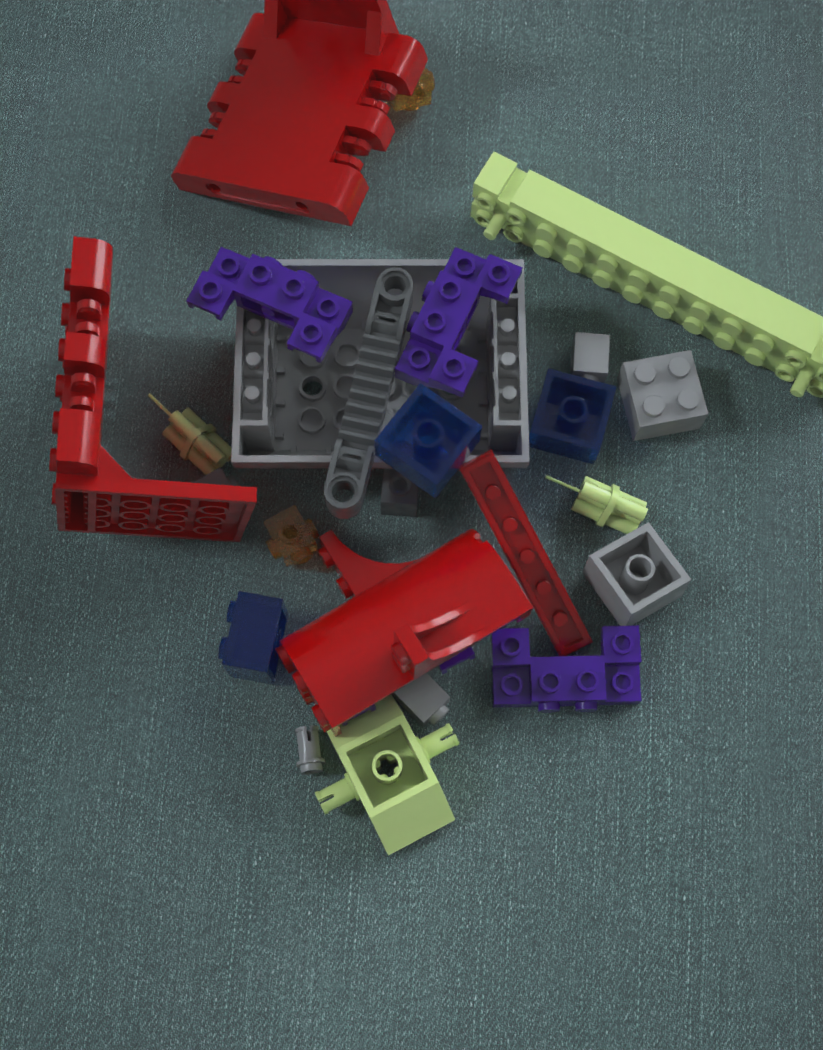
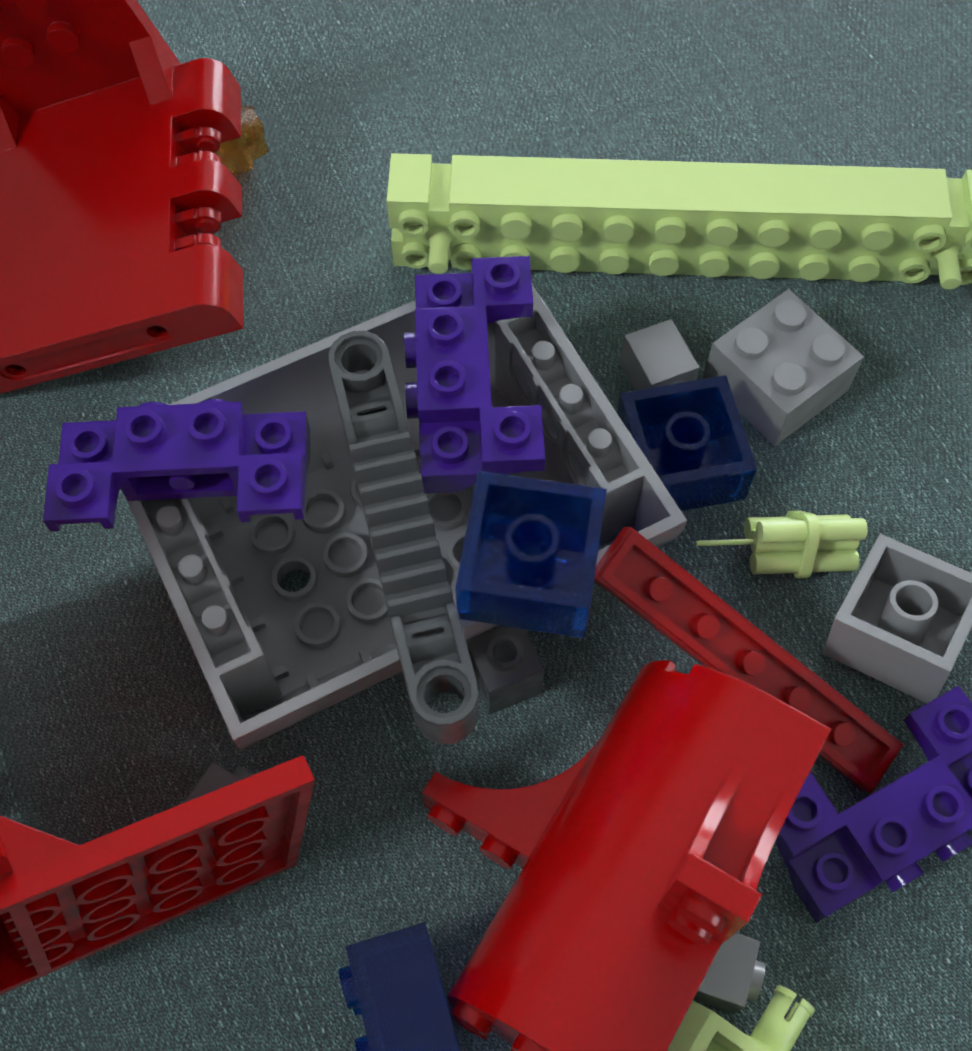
camera: 25 degrees left, 10 degrees down
(195, 439) = (153, 740): piece -> none
(291, 537) = (372, 795): clear orange brick -> none

